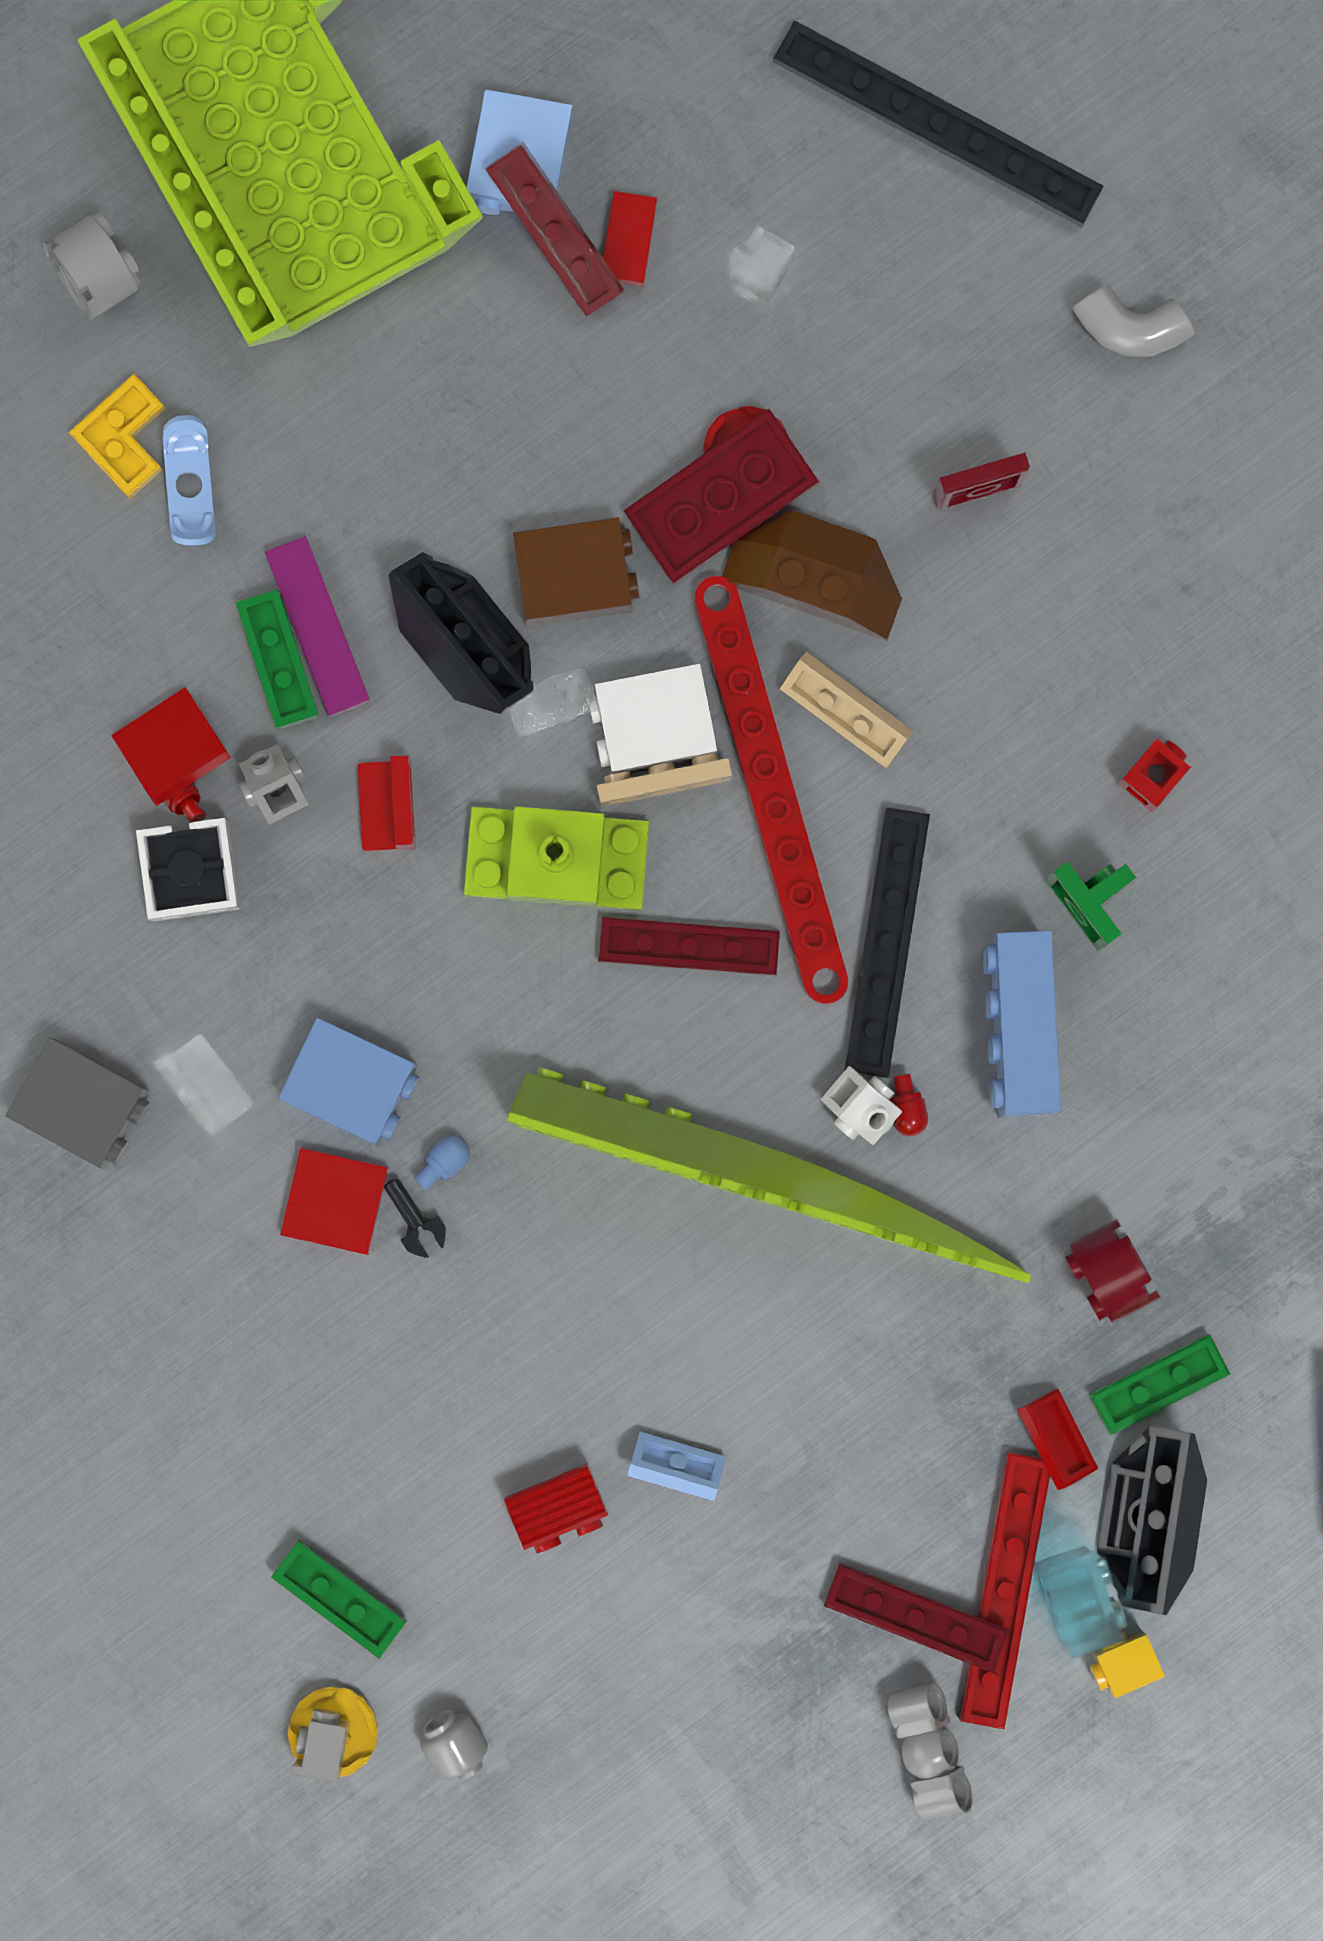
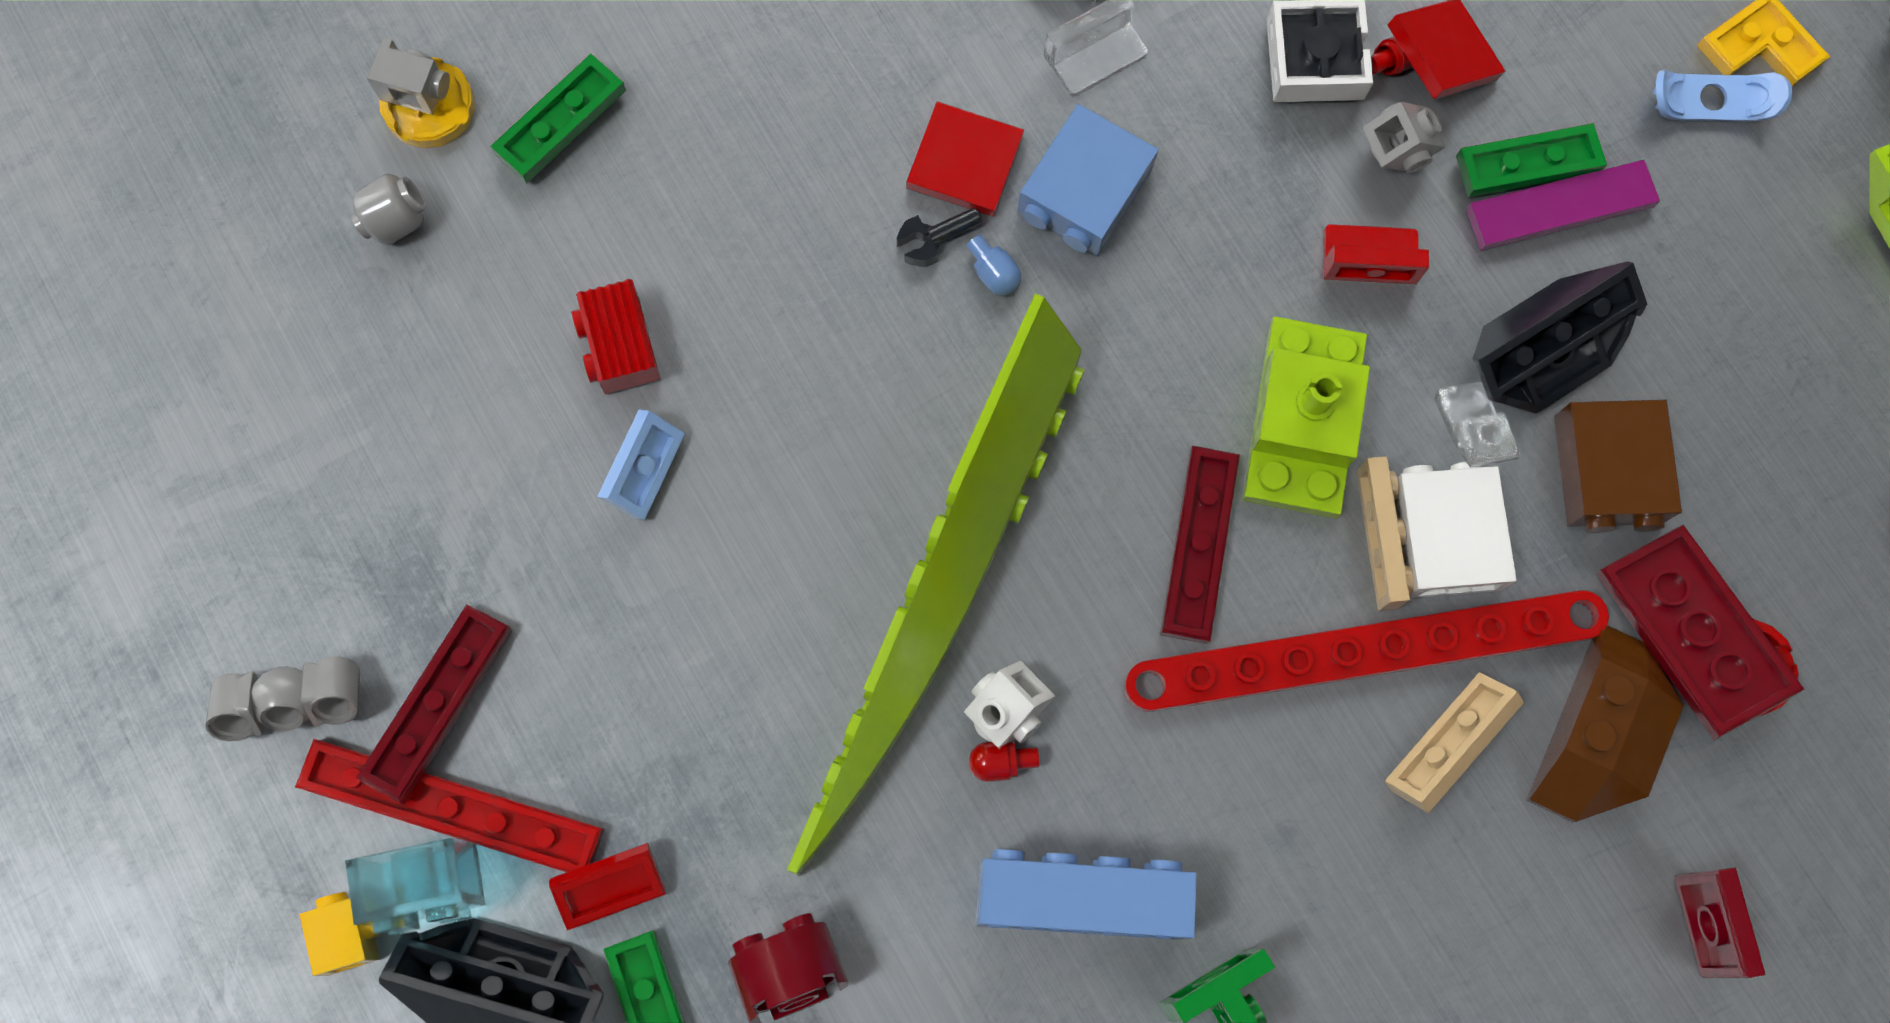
camera: 90 degrees right, 10 degrees down
(887, 942) = (1189, 760): black tile -> none

